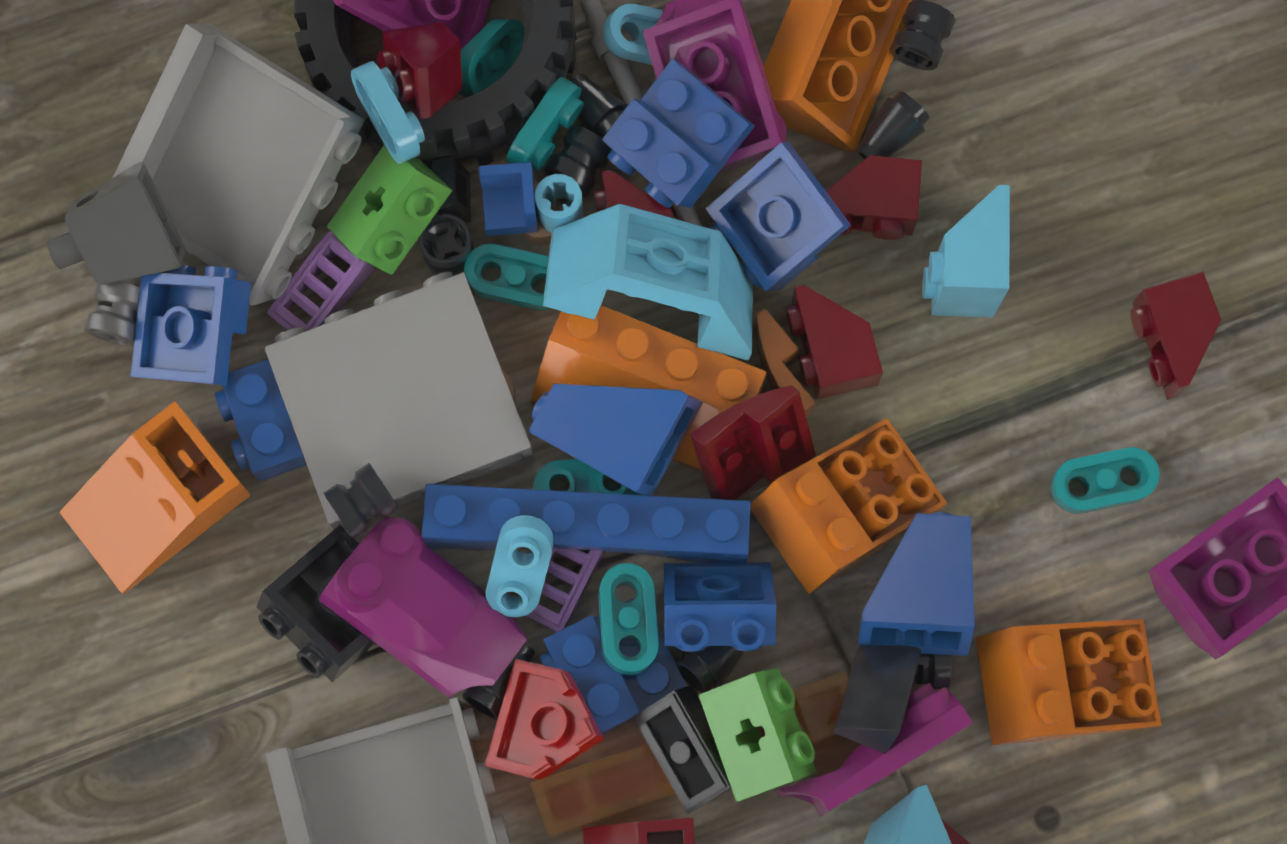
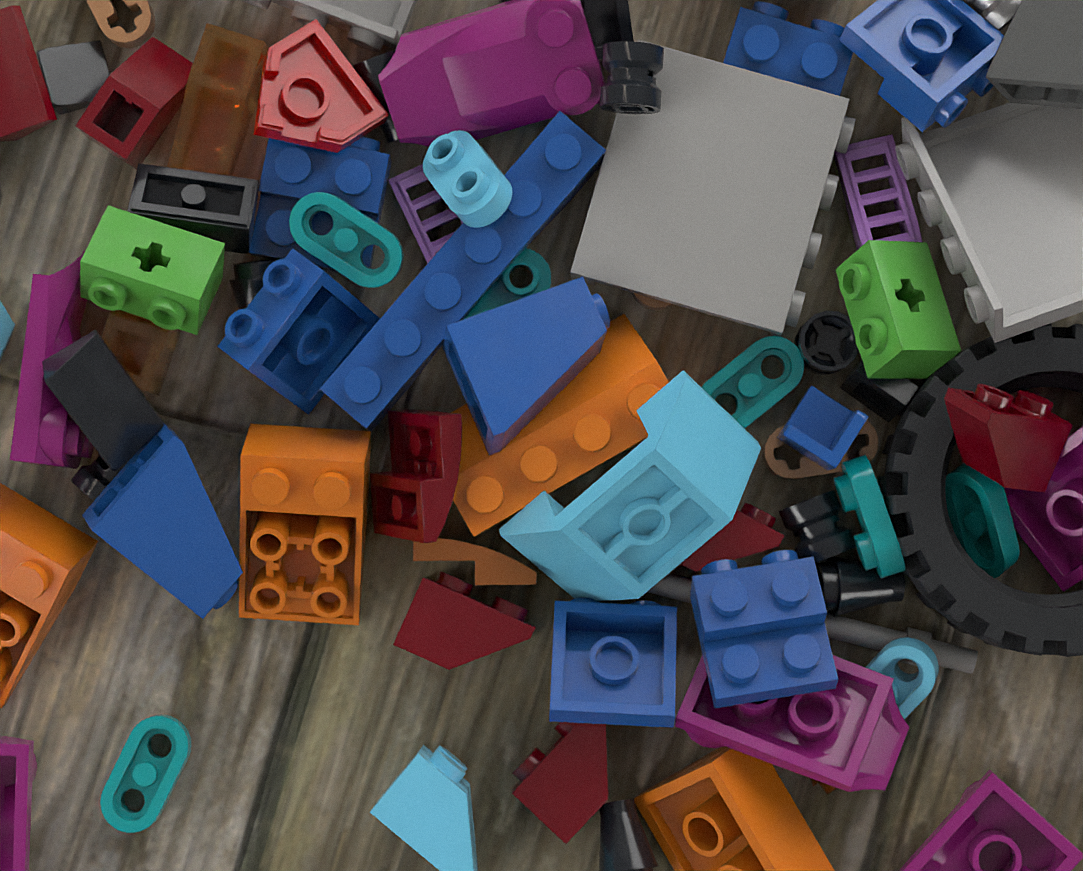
camera: 125 degrees right, 10 degrees up
(379, 95) = (1007, 369): medium azure plate -> none
(548, 191) = (782, 452): medium azure gear -> none

